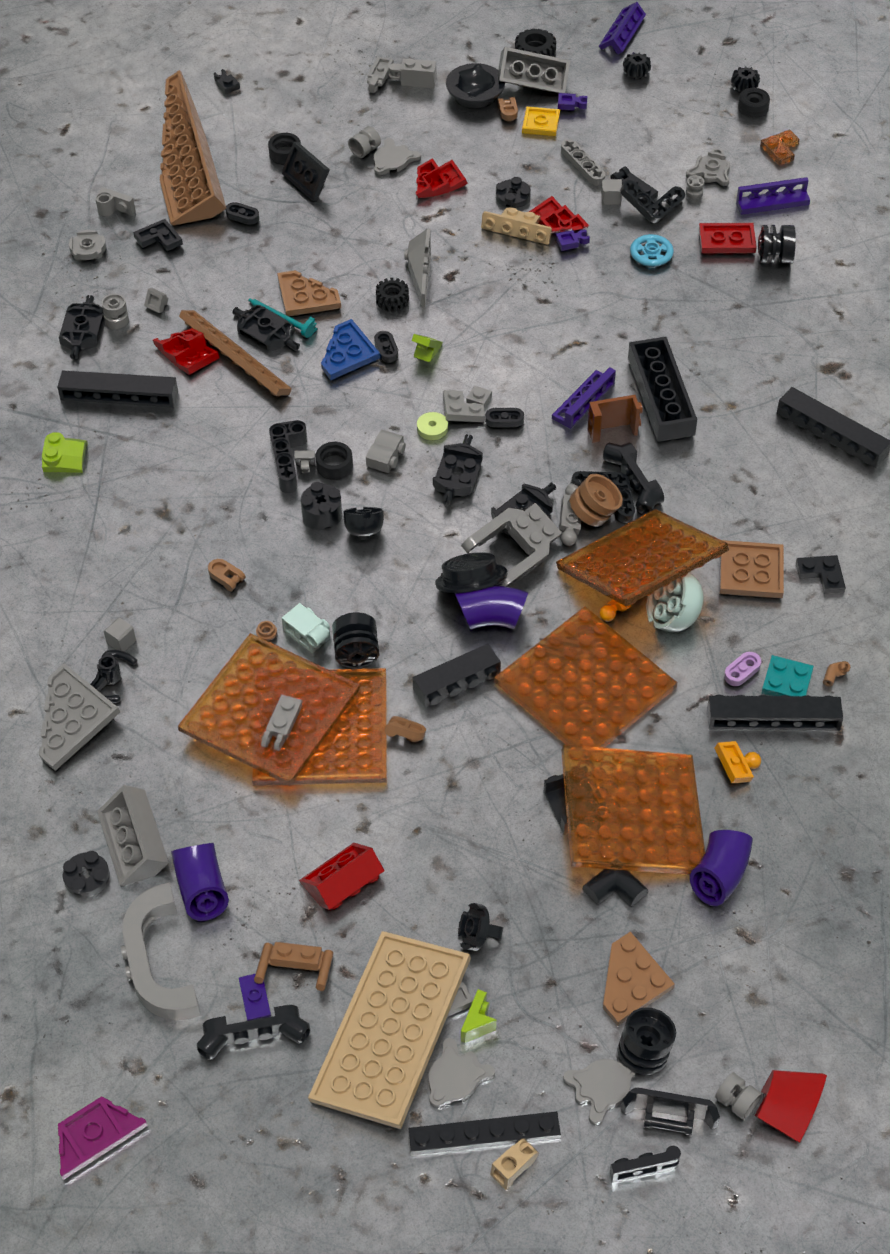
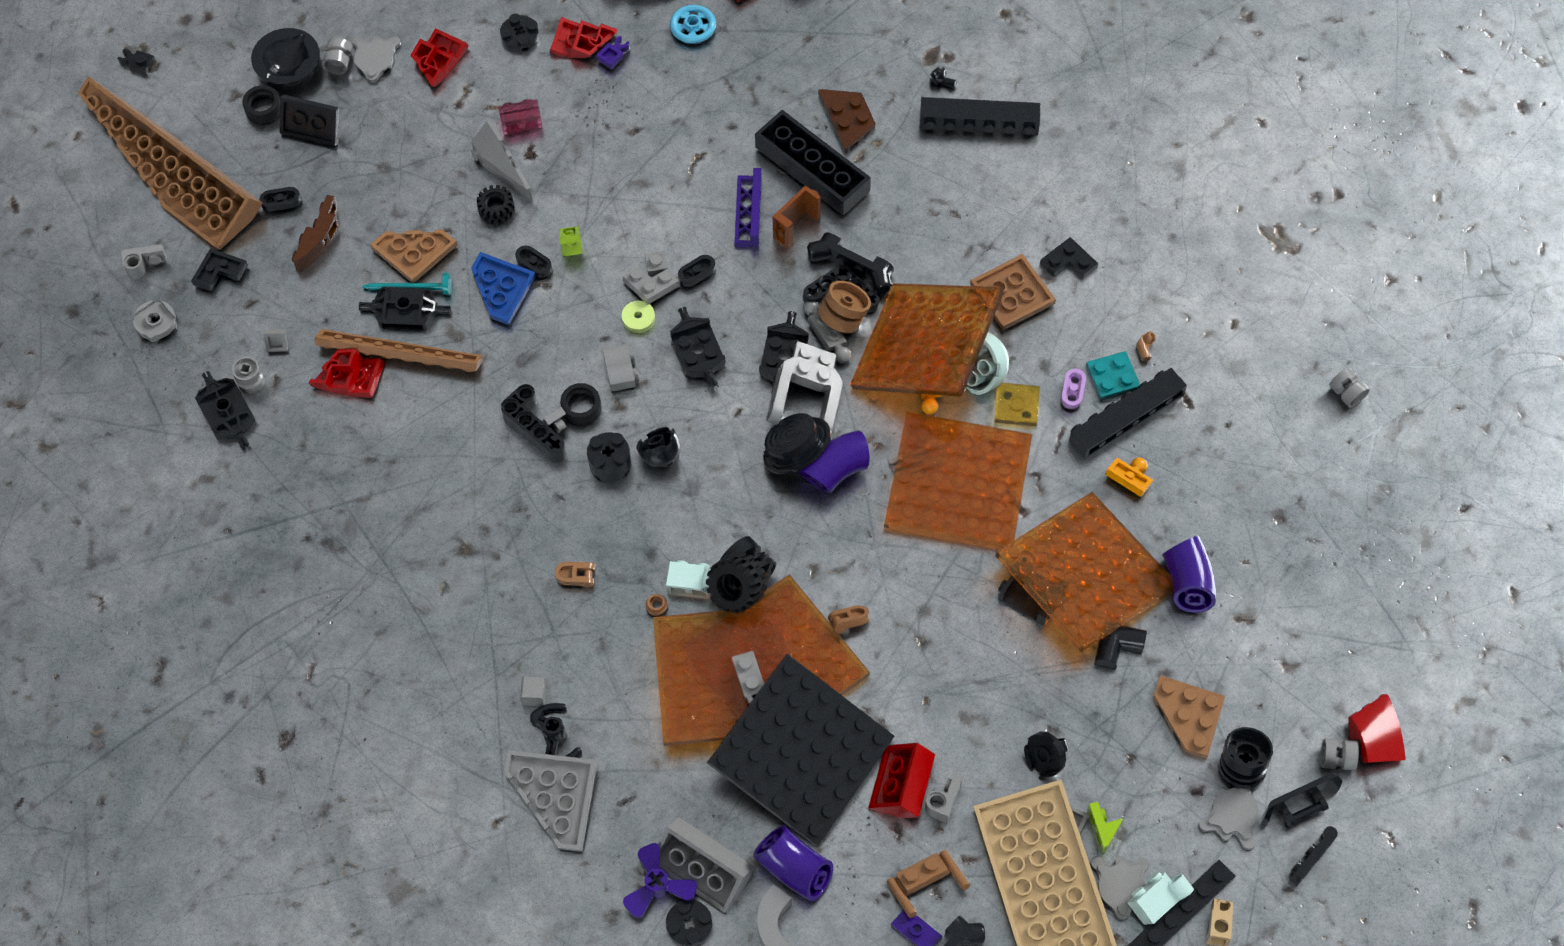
camera: 35 degrees left, 10 degrees up
(63, 454) = (324, 549): lime slope -> none
(84, 826) = (639, 900): none -> dark purple piece
(117, 388) = (319, 453): black brick -> none
(246, 251) = (316, 239): none -> reddish brown slope
(277, 797) = (801, 749): none -> black plate
(326, 126) = (285, 57): none -> black piece
(329, 641) = (726, 593): none -> black tyre
(366, 913) = (946, 799): none -> light grey plate
(456, 675) = (852, 542): black brick -> none
(462, 246) = (520, 116): none -> clear pink brick
(475, 1102) = (1158, 896): none -> light aqua hinge
(517, 224) = (553, 64): tan bracket -> none
(684, 654) = (1017, 404): none -> clear yellow tile
(723, 374) = (848, 115): none -> reddish brown wing
(824, 382) = (938, 76): none -> black plate

